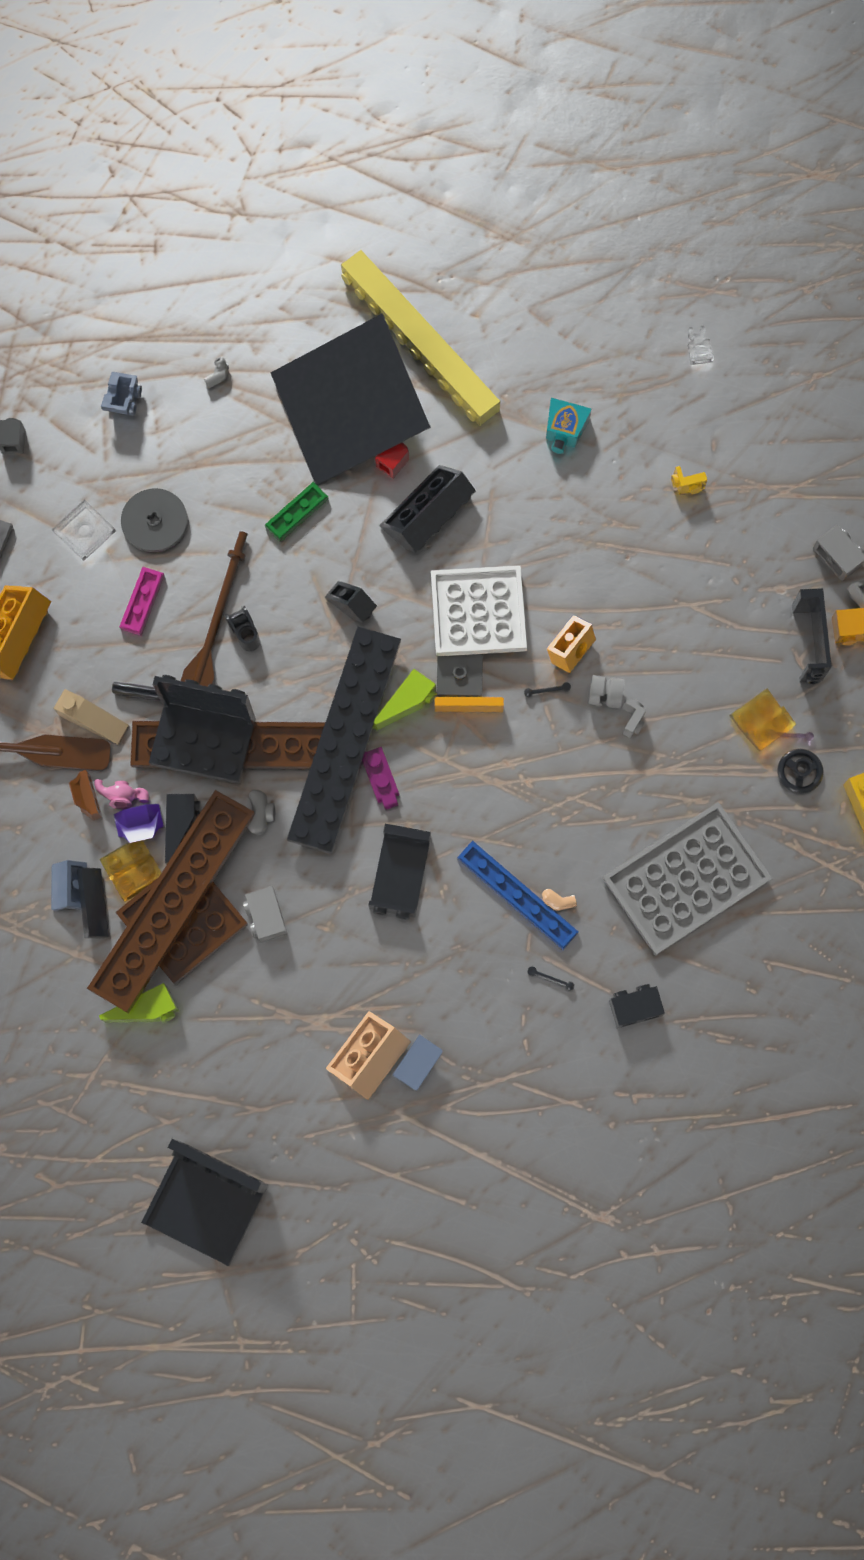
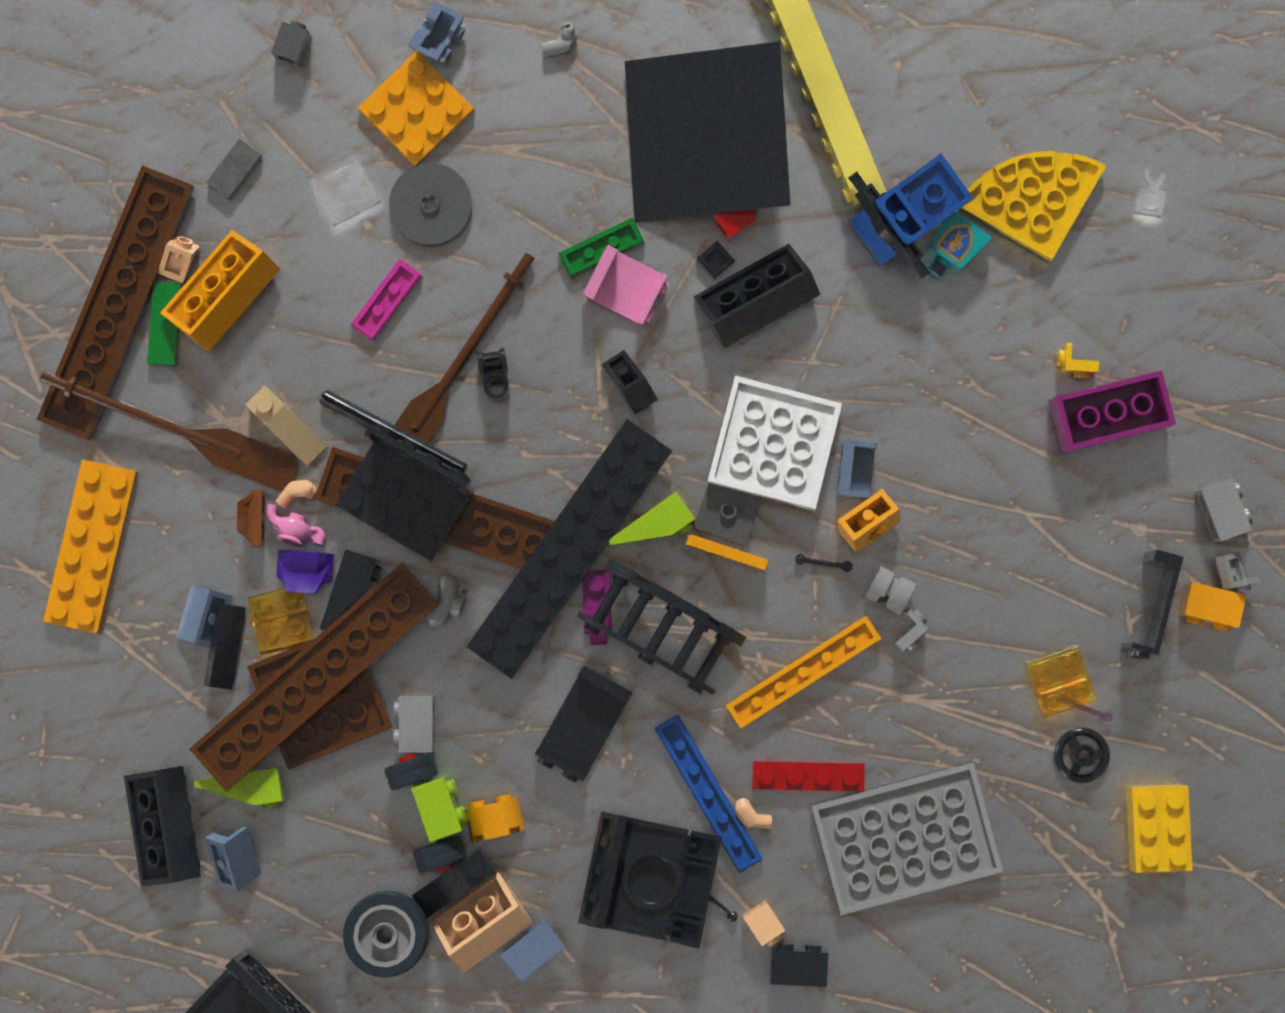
camera: 15 degrees right, 10 degrees up
(83, 1062) = (162, 826): none -> black slope
(113, 764) = (296, 489): none -> light nougat arm
(121, 455) = (416, 109): none -> light orange plate
(149, 1068) = (233, 858): none -> sand blue panel
(275, 1087) = (373, 951): none -> wheel
(305, 973) = (437, 809): none -> brick
(324, 532) = (625, 286): none -> bright pink panel
(336, 1031) = (454, 882): none -> black slope
(351, 969) = (494, 819): none -> light orange cylinder
(387, 493) = (715, 260): none -> black tile
(442, 751) = (674, 608): none -> black fence
(494, 976) = (650, 879): none -> black panel
(519, 409) = (907, 211): none -> blue piece
(547, 610) = (856, 469): none -> sand blue panel
(559, 776) = (803, 672): none -> light orange plate
(592, 856) = (808, 776): none -> red plate
(597, 982) = (764, 924): none -> light nougat brick
(612, 374) = (1034, 197): none -> yellow plate
(728, 507) = (1112, 412): none -> magenta brick

